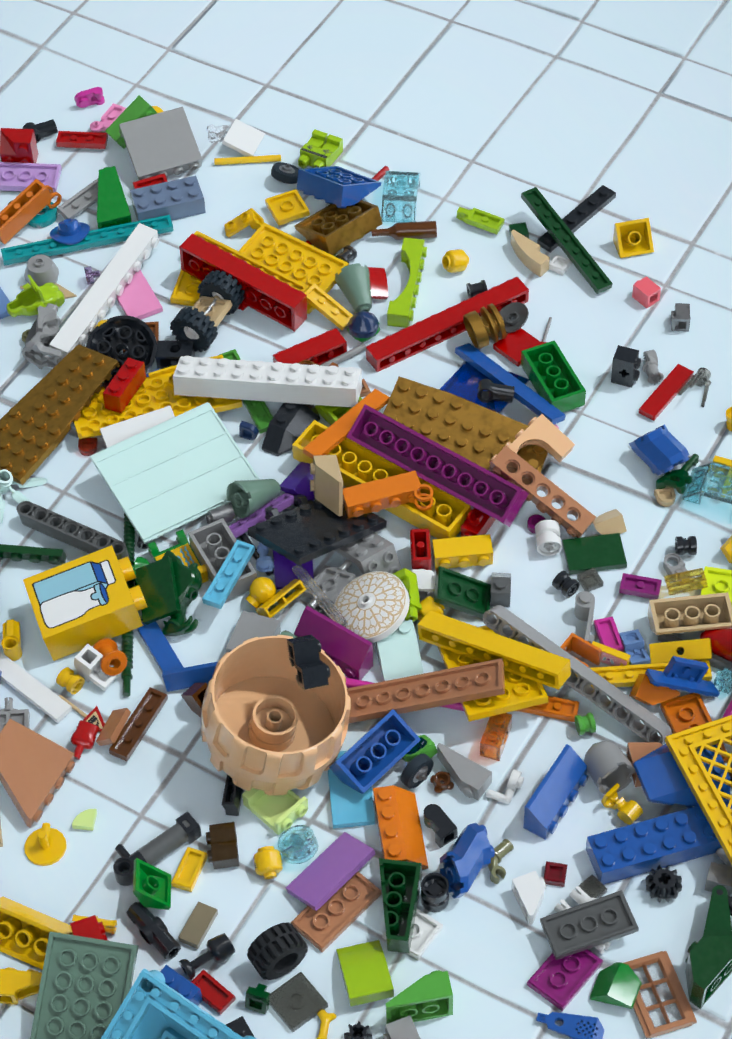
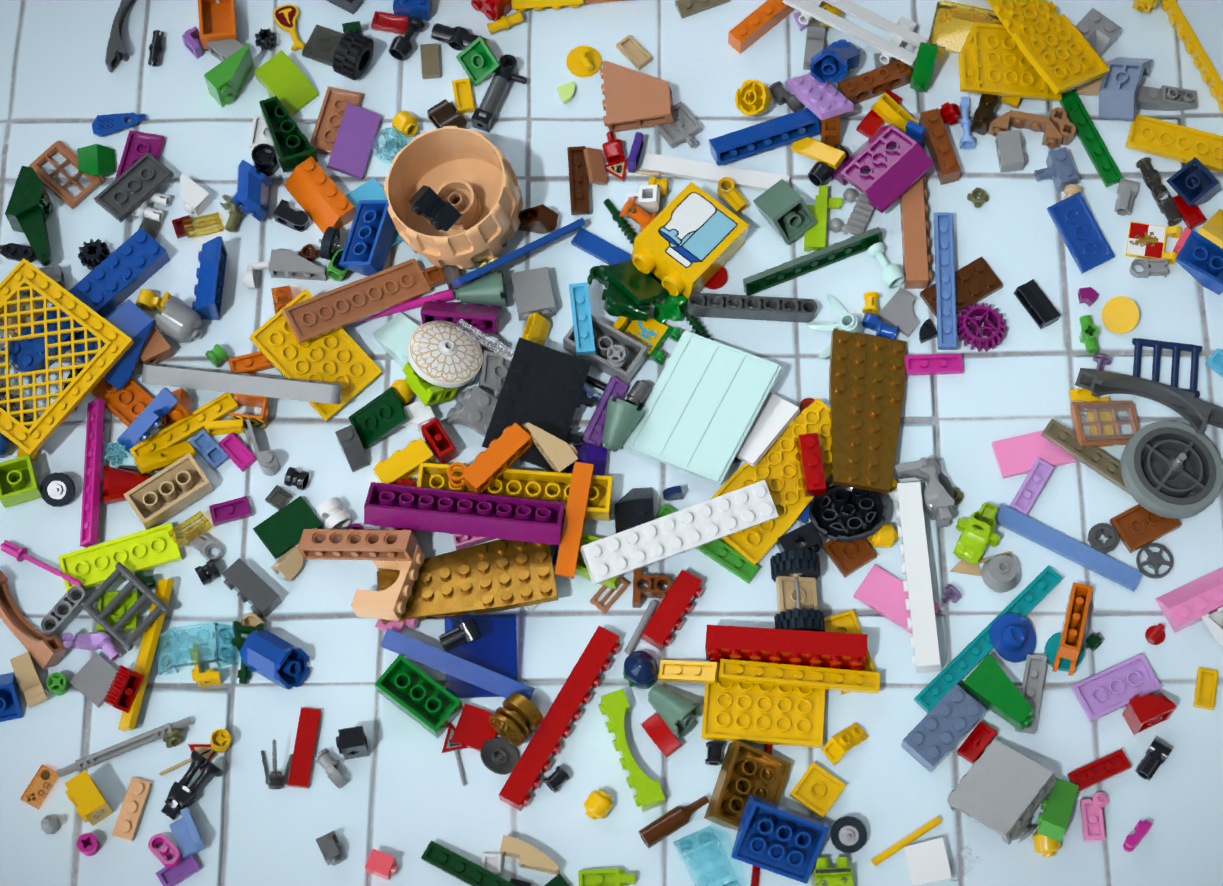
camera: 150 degrees right, 15 degrees up
(66, 719) = (635, 152): none -> dark purple tile
(221, 530) = (618, 352): none -> light grey wheel
(261, 591) = (553, 335): yellow piece -> none
(488, 646) = (318, 364): yellow brick -> none
(534, 855) = (202, 222): none -> clear yellow tile
(652, 516) = (251, 588): none -> dark grey brick

